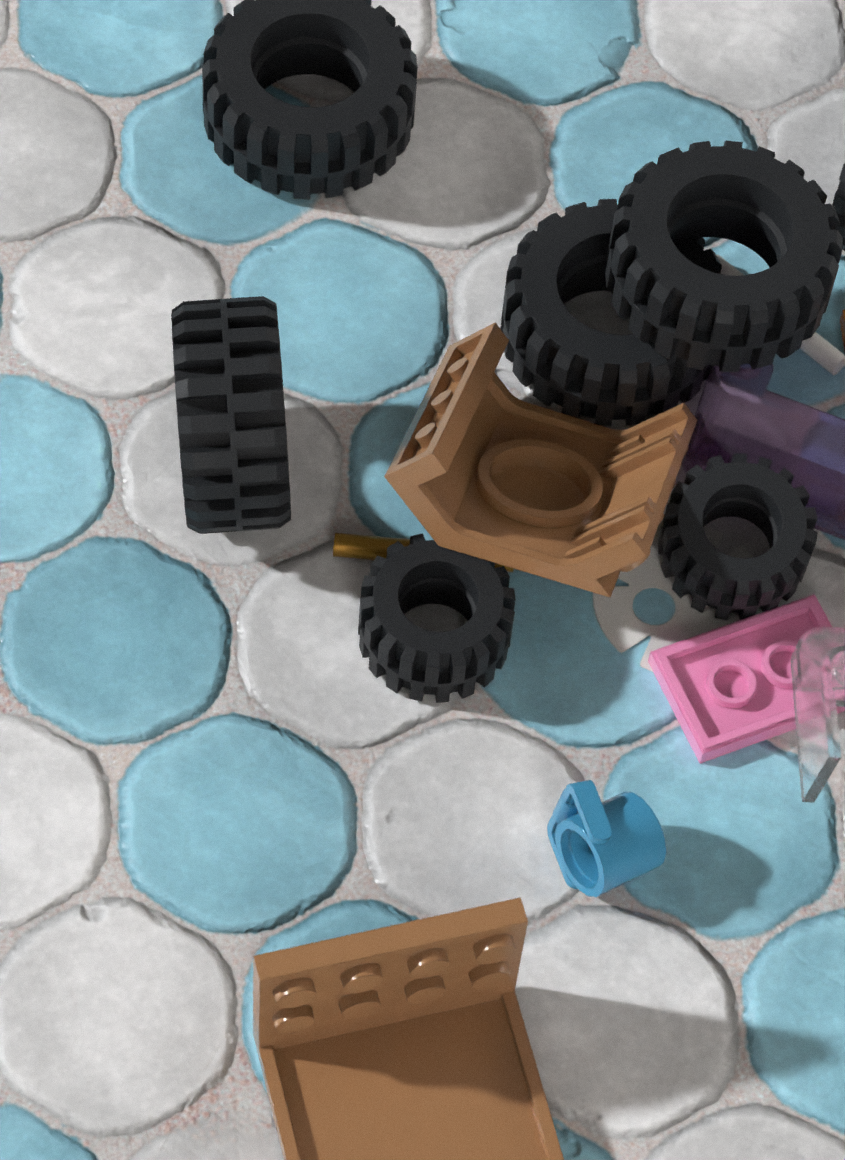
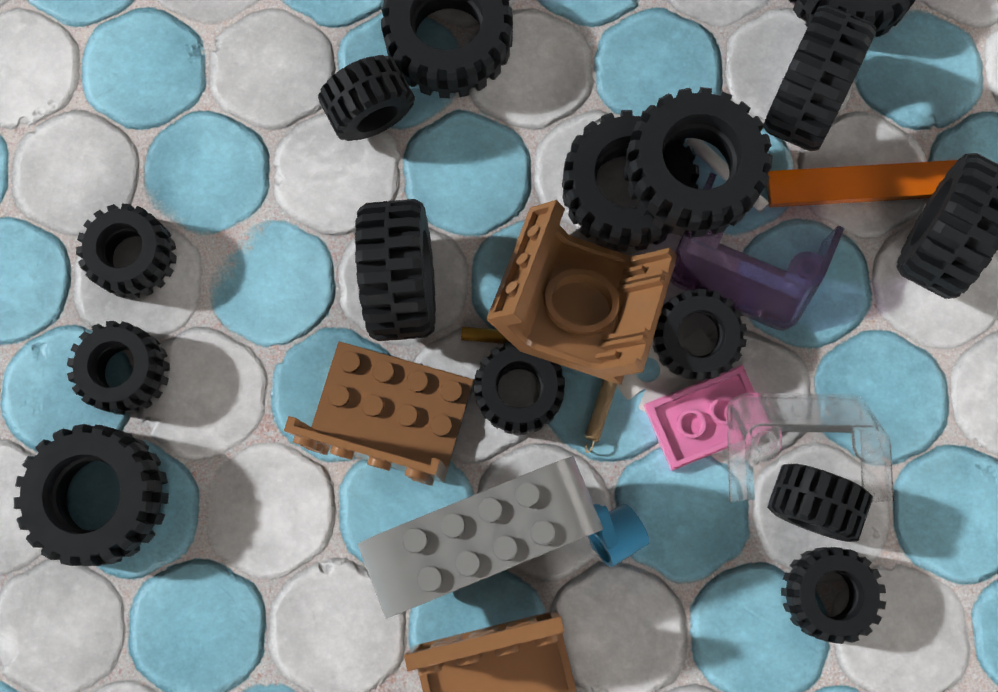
camera: 10 degrees right, 20 degrees up
(176, 180) = (366, 98): none -> black tyre
(202, 662) = (387, 414): none -> medium nougat bracket
(379, 807) = (479, 536): none -> light grey brick
(576, 662) = (600, 412): none -> tan piece

